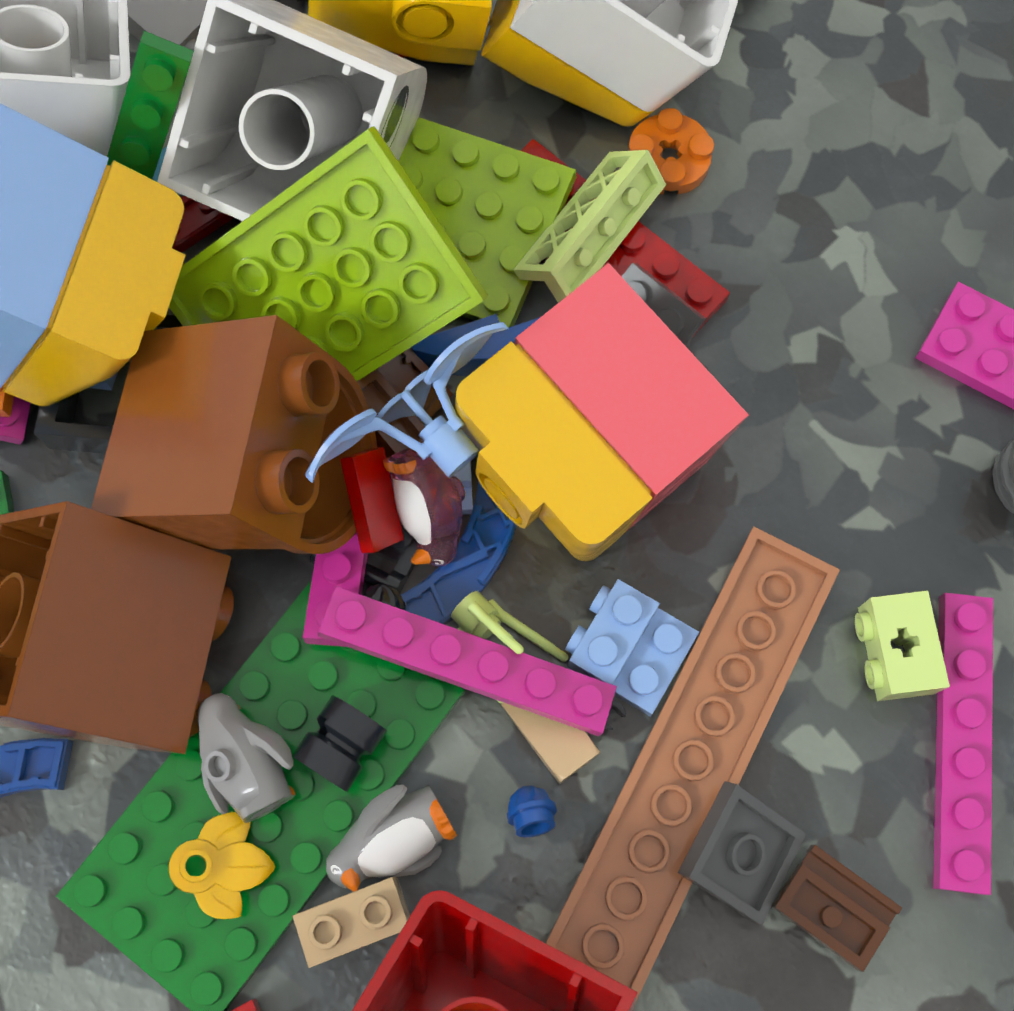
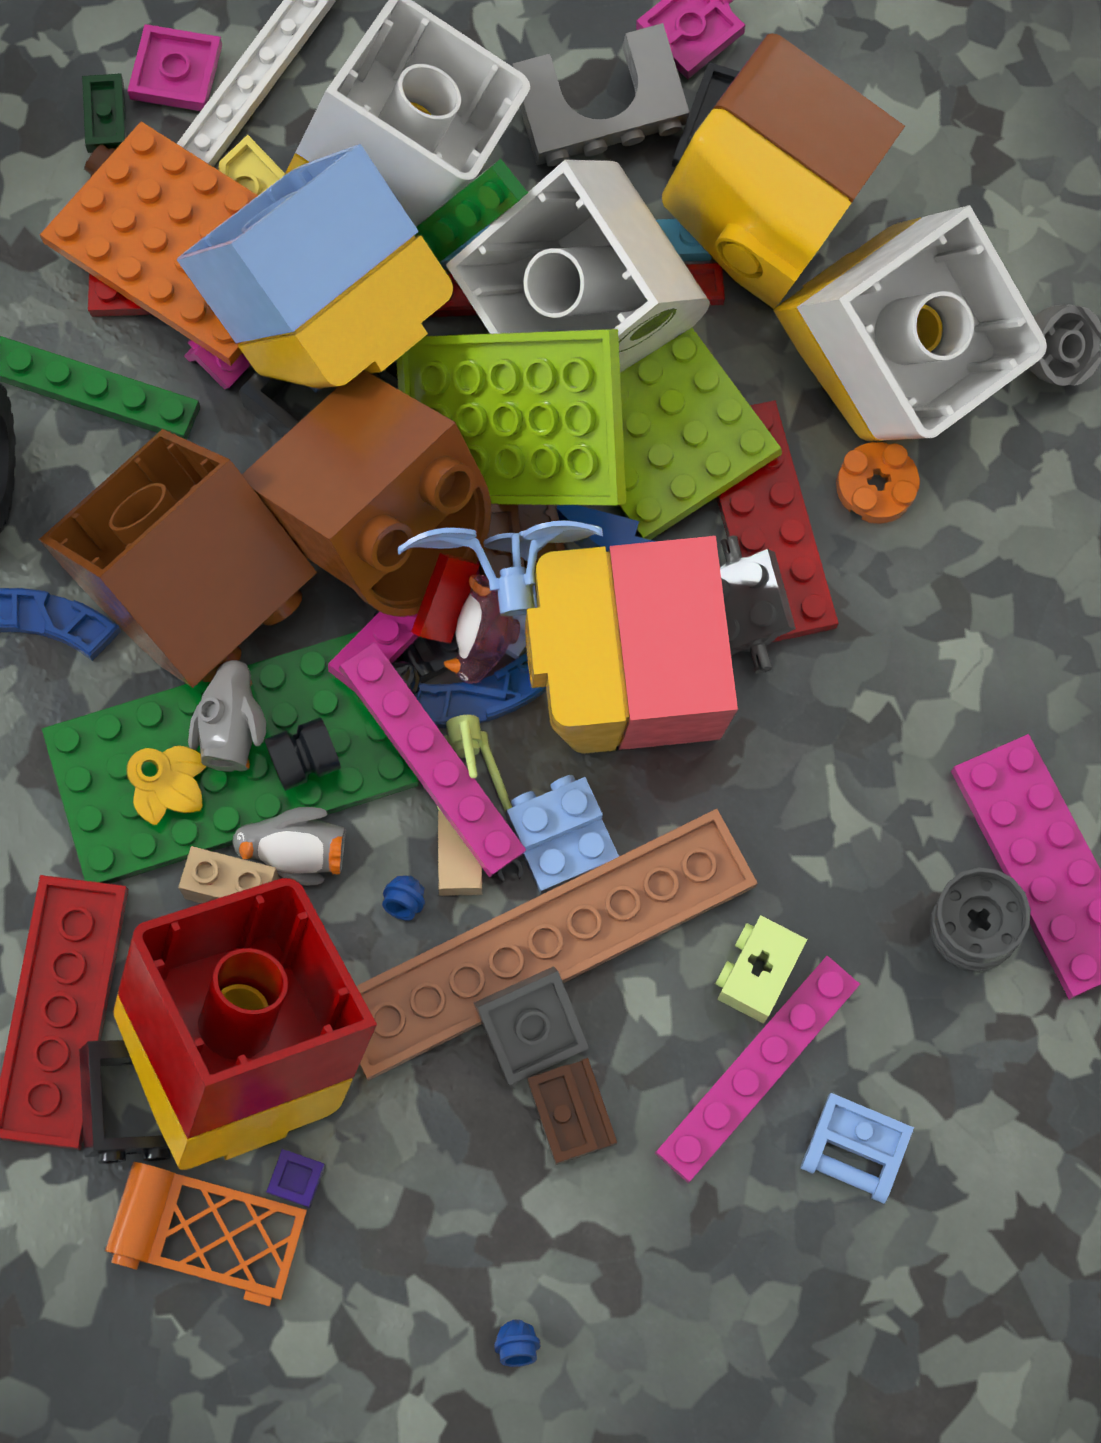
camera: 30 degrees right, 0 degrees up
(596, 224) = (766, 502): yellowish green fence -> none

